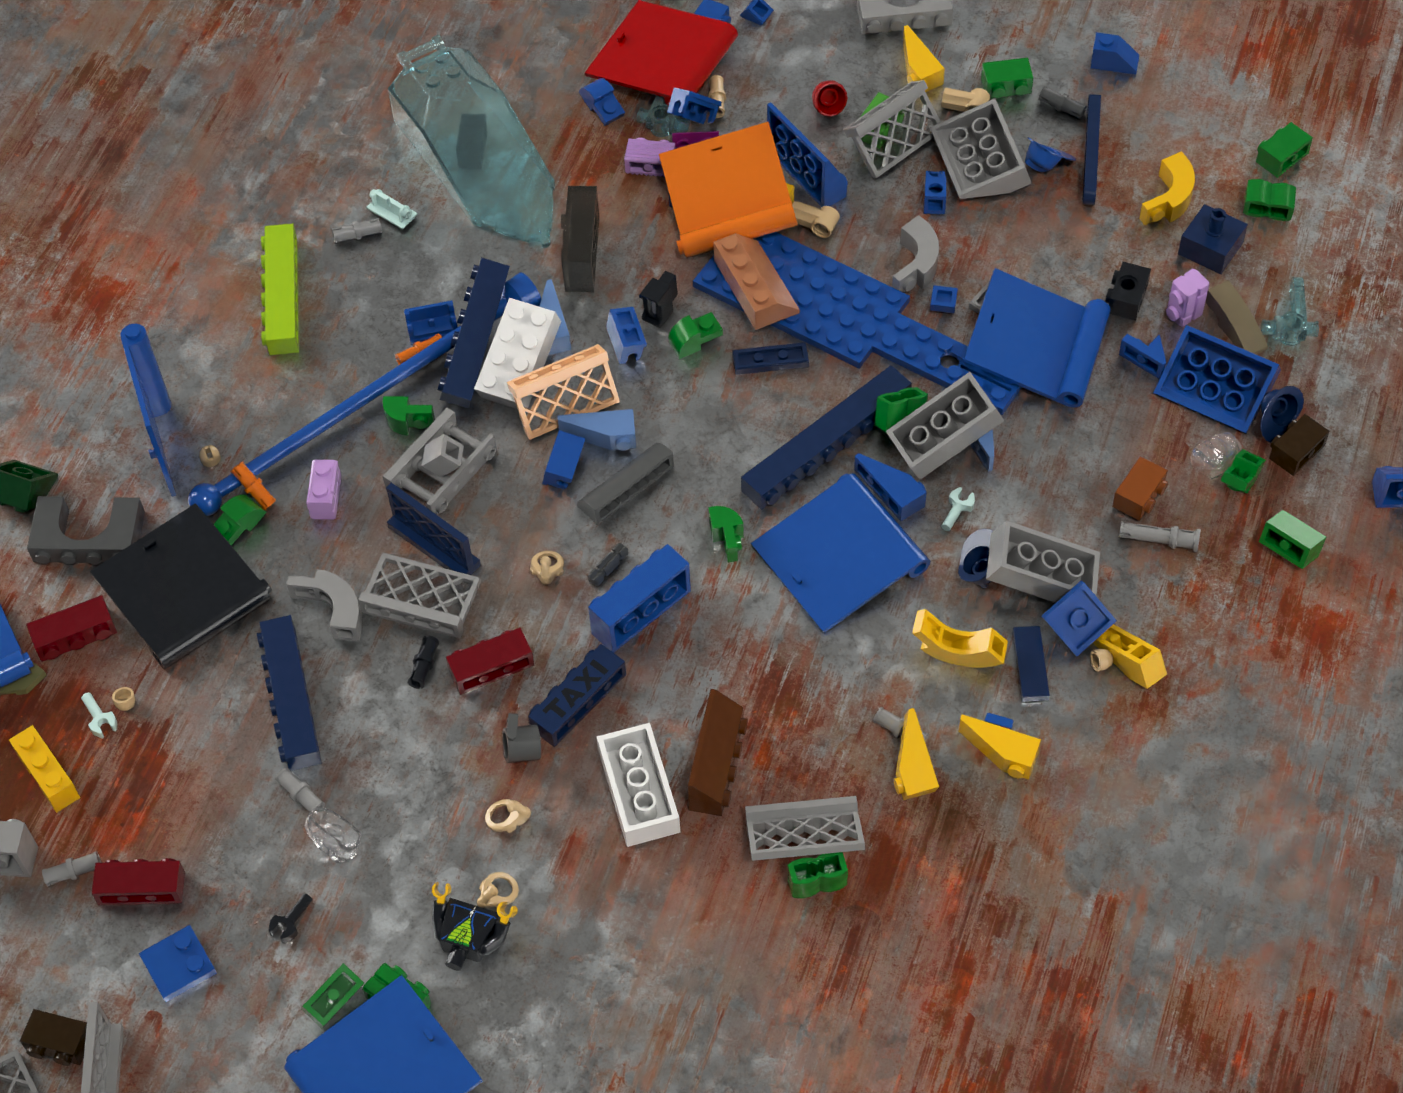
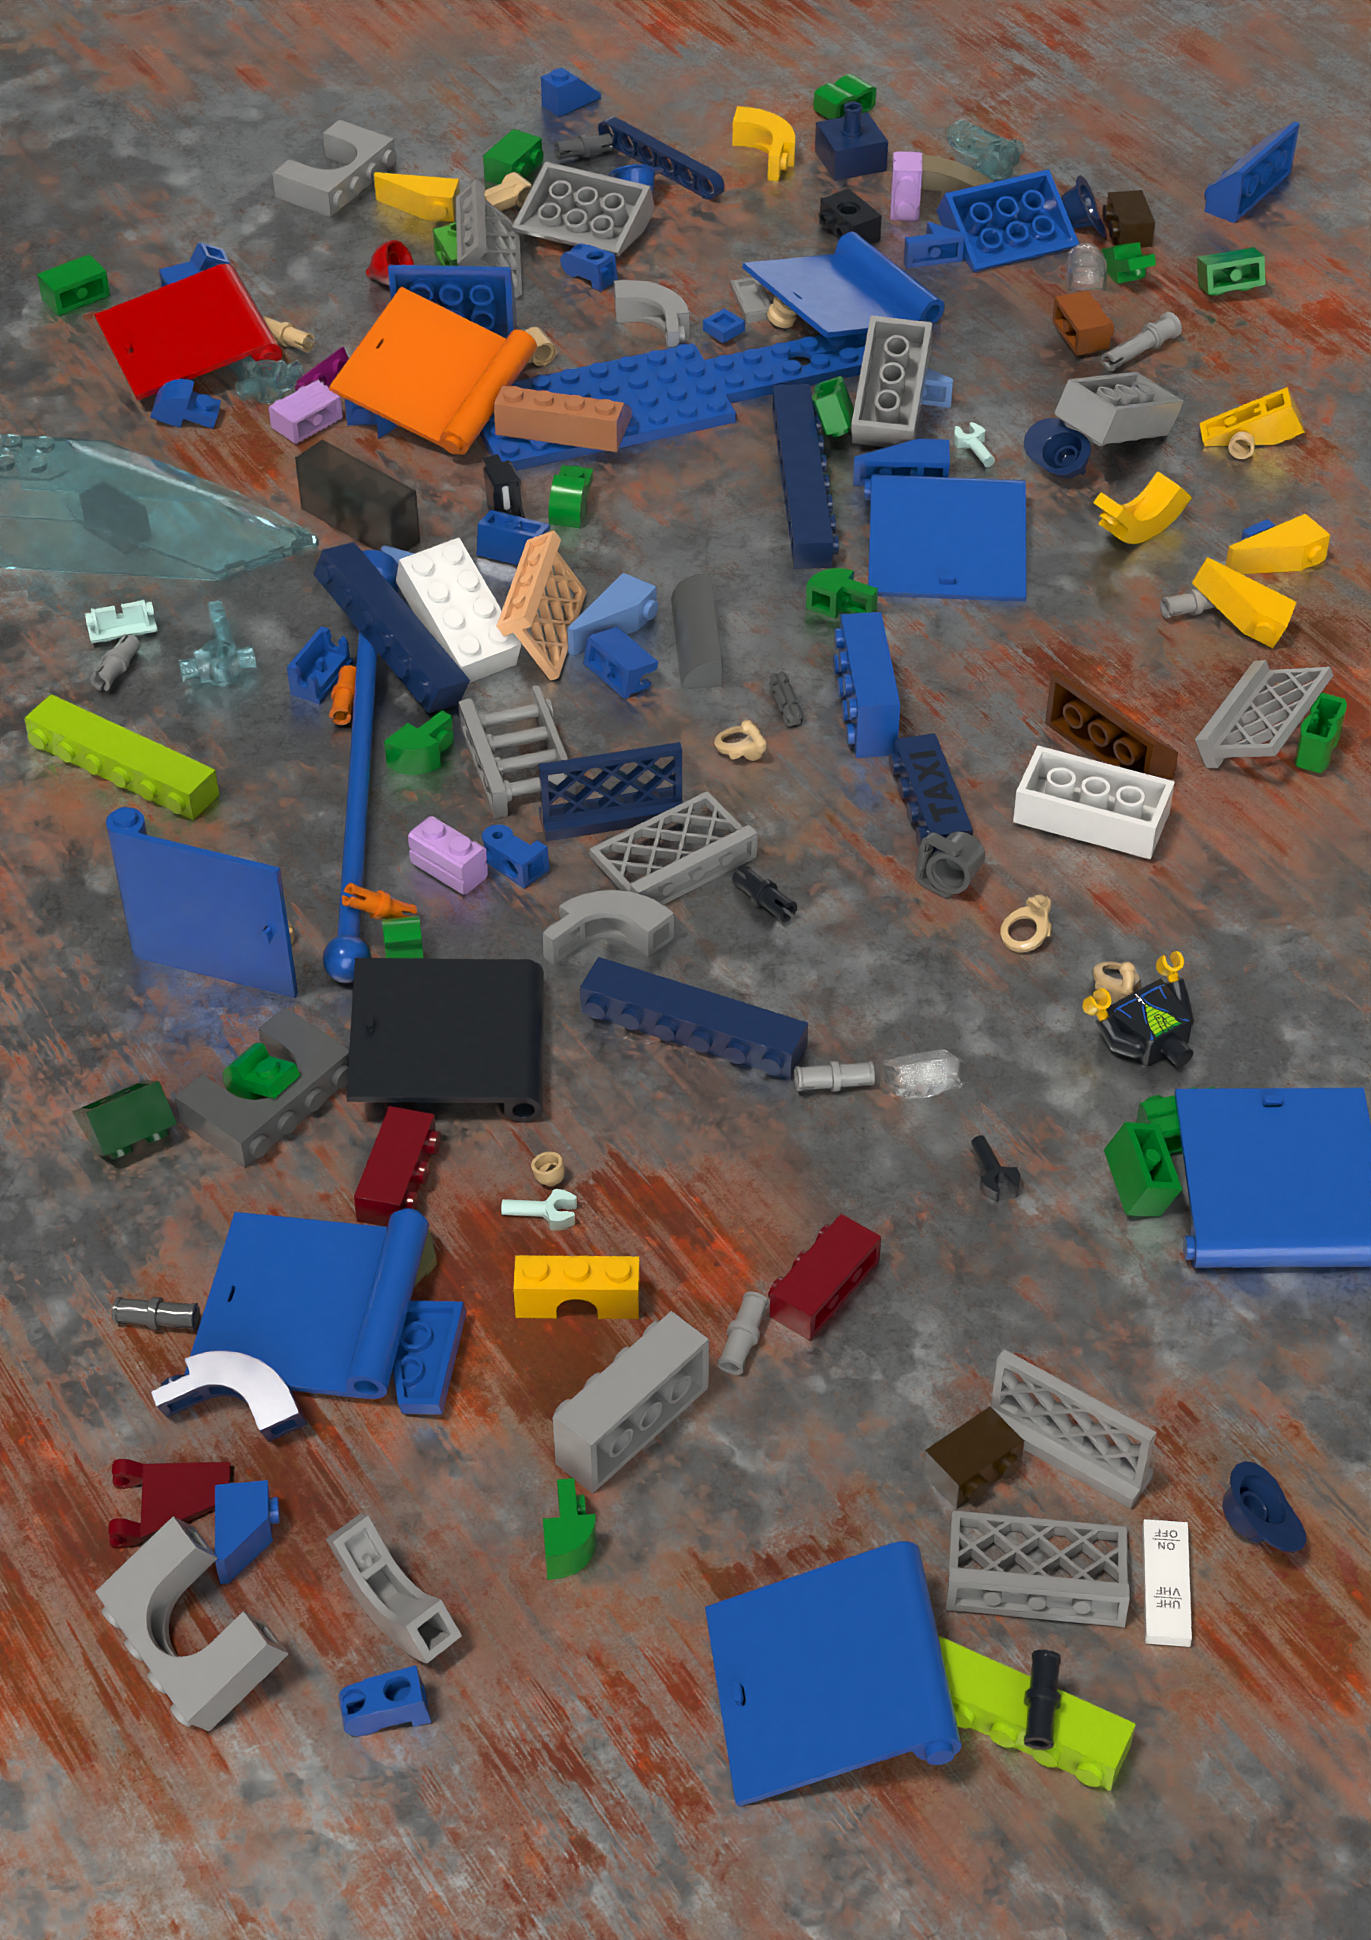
camera: 55 degrees left, 10 degrees down
(84, 521) = (258, 1074): none -> green brick
(177, 963) = (963, 1300): blue plate -> none
(351, 525) = (513, 856): none -> blue leg
(402, 276) = (218, 659): none -> clear light blue piece
(442, 455) = (528, 727): light grey brick -> none
(490, 660) = (818, 839): dark red brick -> none
(693, 106) = (289, 336): blue hinge -> none
(770, 358) = (656, 467): dark blue tile -> none
(1031, 663) = (1206, 490): dark blue tile -> none
(1079, 618) = (1195, 422): blue plate -> none
(1283, 149) = (798, 63): green brick -> none

